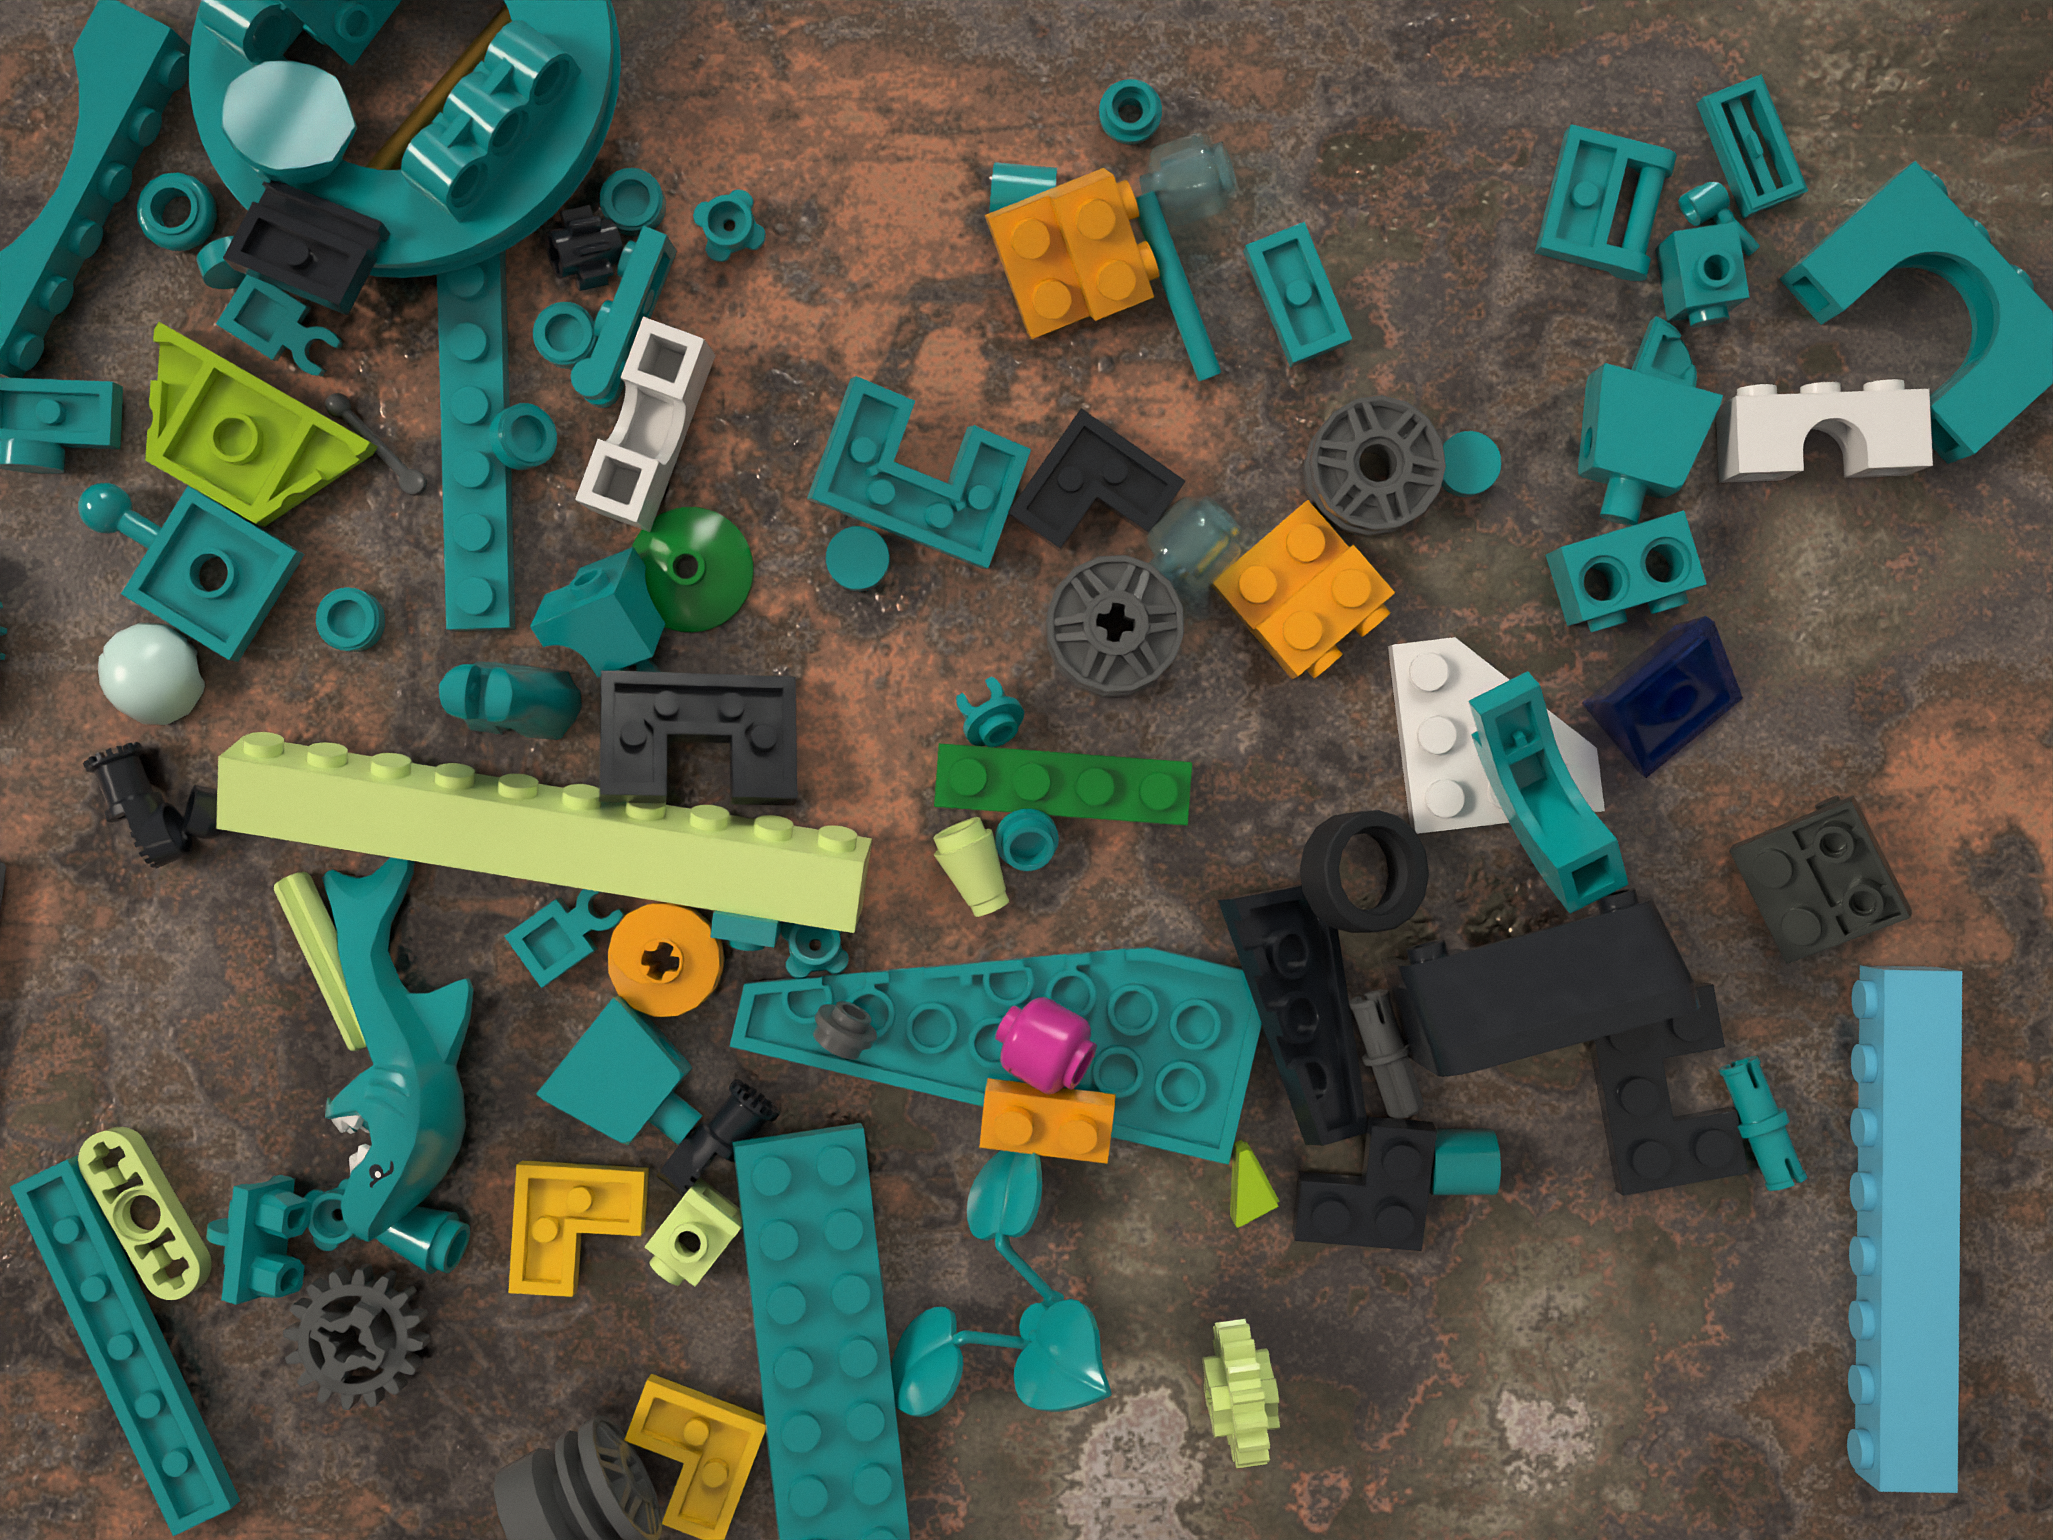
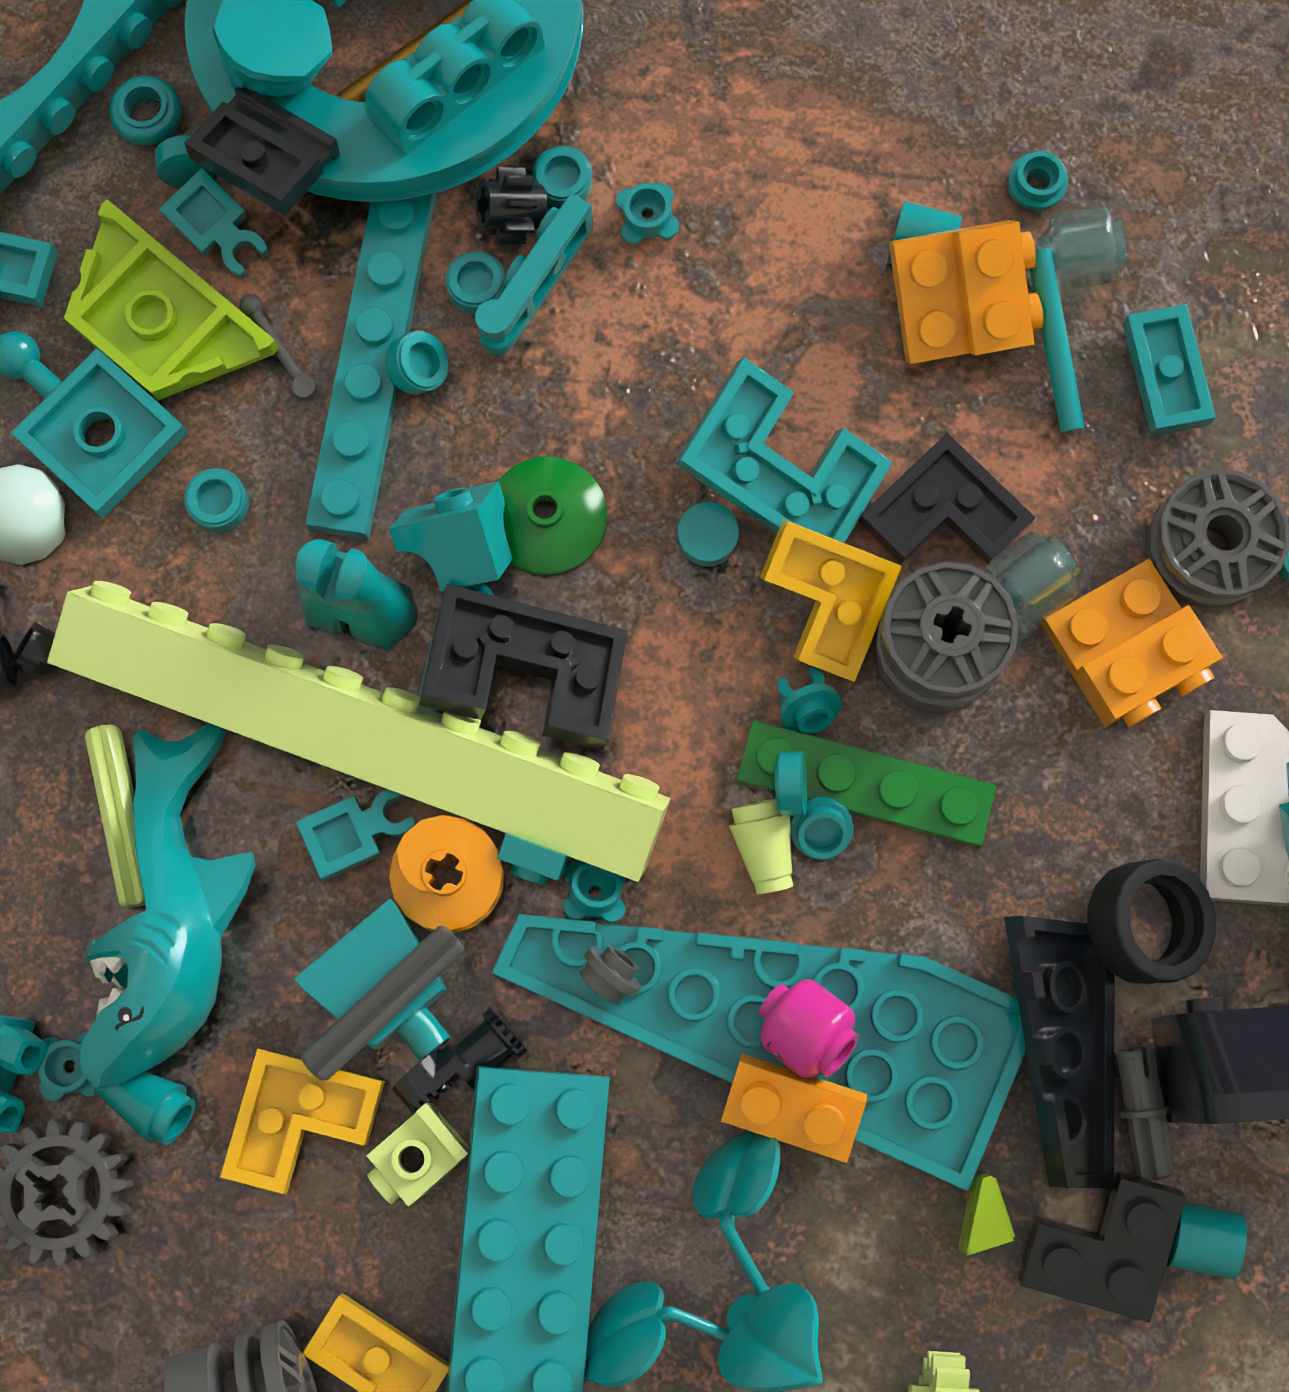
camera: 15 degrees right, 10 degrees down
(627, 1103) = (382, 1003): none -> dark grey axle
(661, 395) = (556, 345): white arch -> none
(986, 806) = (791, 783): none -> teal tile
(1005, 590) = (848, 592): none -> yellow plate

